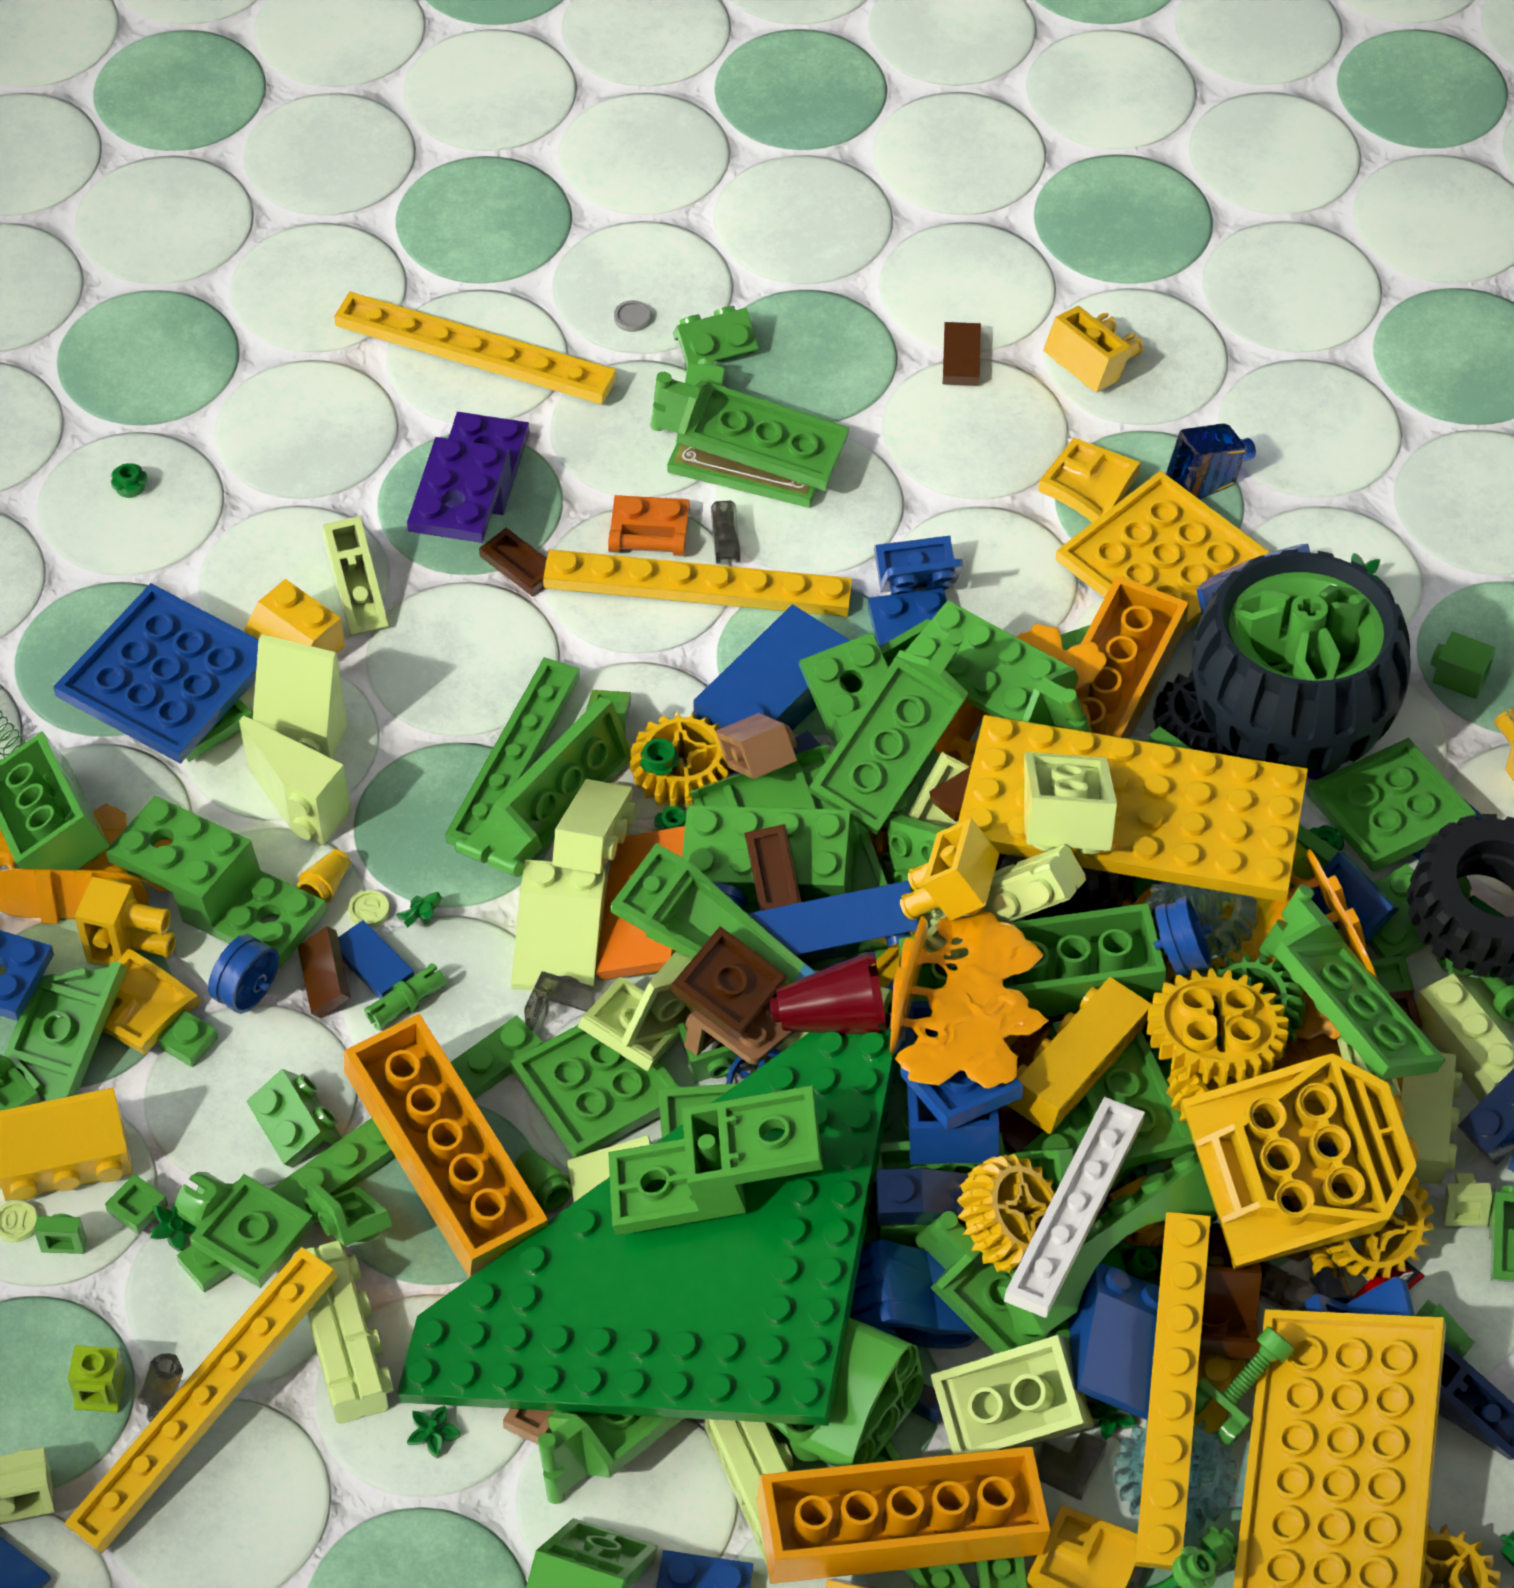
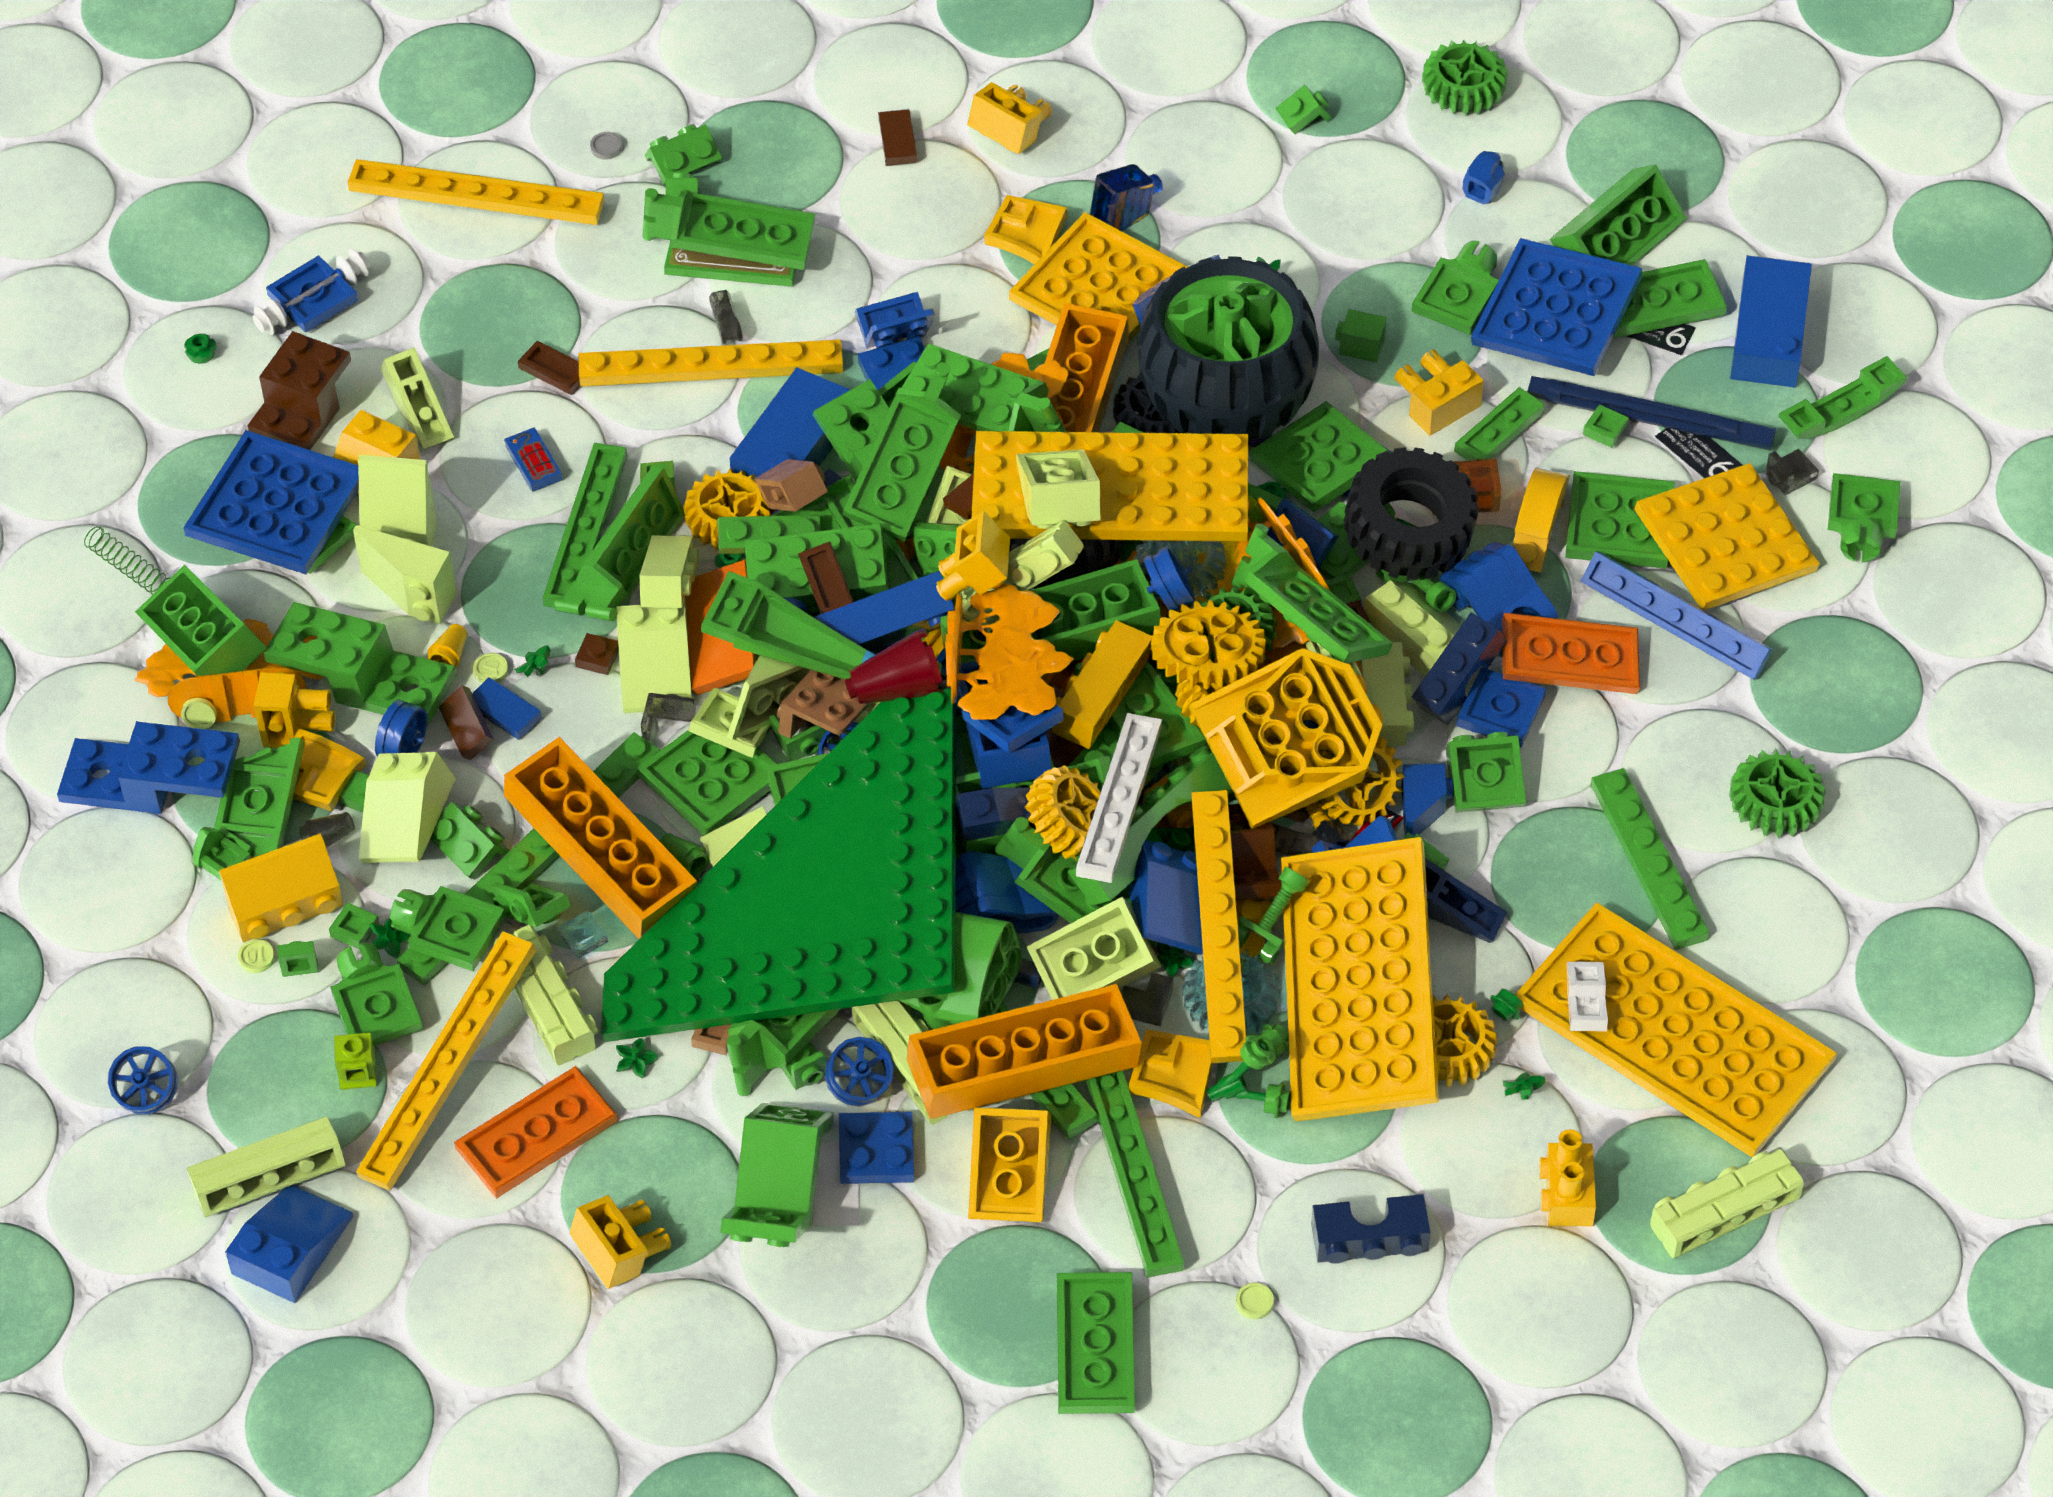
camera: 10 degrees left, 0 degrees up
(20, 910) = (198, 713): none -> yellowish green piece
(133, 1078) = (331, 828): none -> clear smoke cone
(137, 1300) = (374, 996): none -> bright green plate
(160, 1383) = (410, 1054): clear smoke bar -> none
(223, 548) = (300, 391): none -> reddish brown bracket
(225, 1064) = (403, 806): none -> yellowish green slope
(266, 435) = (312, 293): none -> blue plate
(292, 1507) = (536, 1131): none -> orange tile
(402, 1260) = (582, 934): none -> clear light blue plate
(405, 996) = (537, 732): bright green pin -> none
(468, 477) = (497, 302): dark purple bracket -> none
(472, 665) = (533, 459): none -> tile
(494, 911) = (597, 654): none -> reddish brown plate
(636, 1481) = (806, 1067): none -> bright green bracket
(649, 524) = (659, 320): orange plate -> none
(659, 749) = (710, 507): green plate -> none
(683, 789) = (736, 530): none -> bright green plate
(697, 1500) = (859, 1071): none -> blue wheel
(714, 1160) = (829, 800): bright green bracket -> none
(728, 983) = (808, 673): reddish brown tile -> none
(1433, 387) = (1303, 108): none -> bright green bracket
(1454, 1254) = (1423, 795): none -> blue slope
(1466, 1202) = (1428, 750): yellowish green tile -> none

